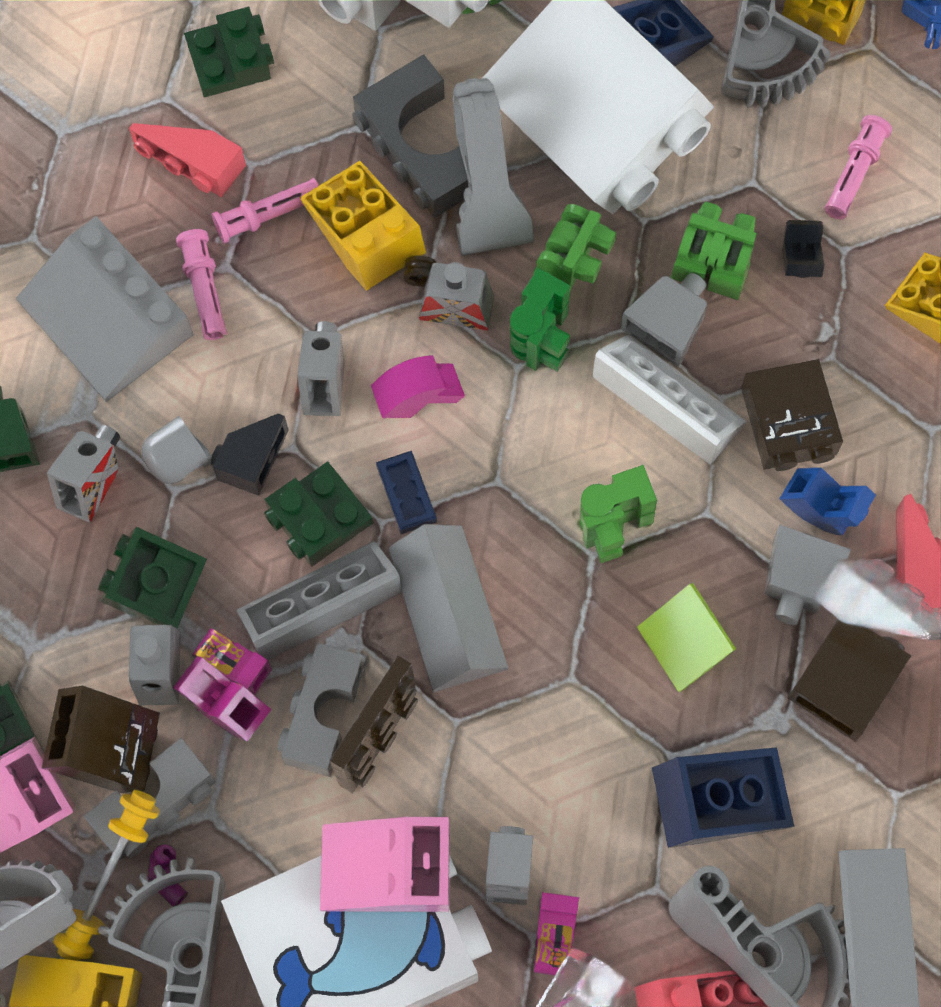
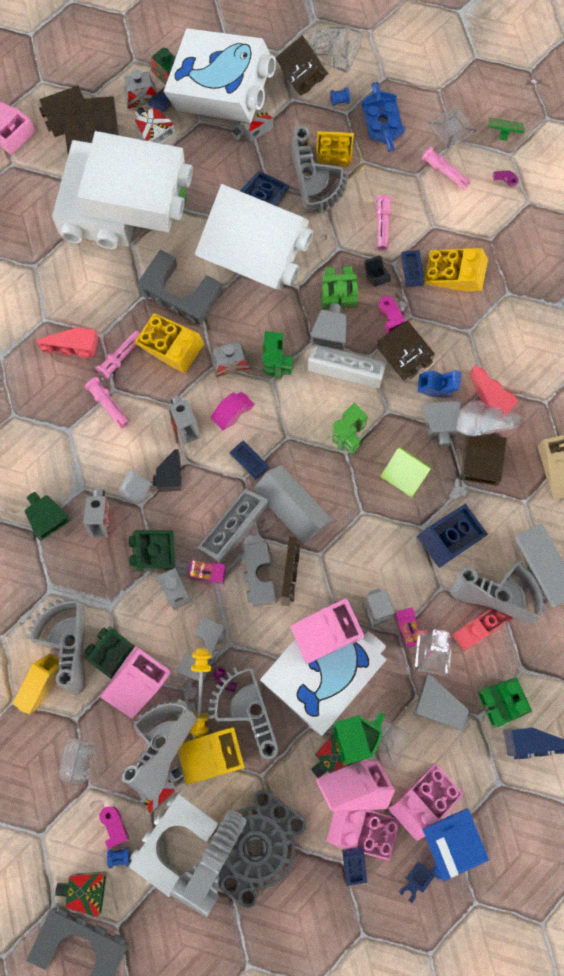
camera: 25 degrees left, 5 degrees up
(101, 739) = (167, 633): dark brown brick -> none
(104, 310) = (66, 434): light grey slope -> none
(221, 700) = (213, 591): dark pink brick -> none
(230, 52) = (64, 285): dark green plate -> none
(317, 514) = (213, 487): dark green plate -> none
(418, 270) = (206, 353): dark brown bush -> none
(492, 211) = (227, 310): light grey arm -> none
(571, 243) = (271, 313): bright green hips -> none
(795, 332) = (391, 313): none -> dark pink leg
(874, 271) = (412, 268): none -> dark blue plate

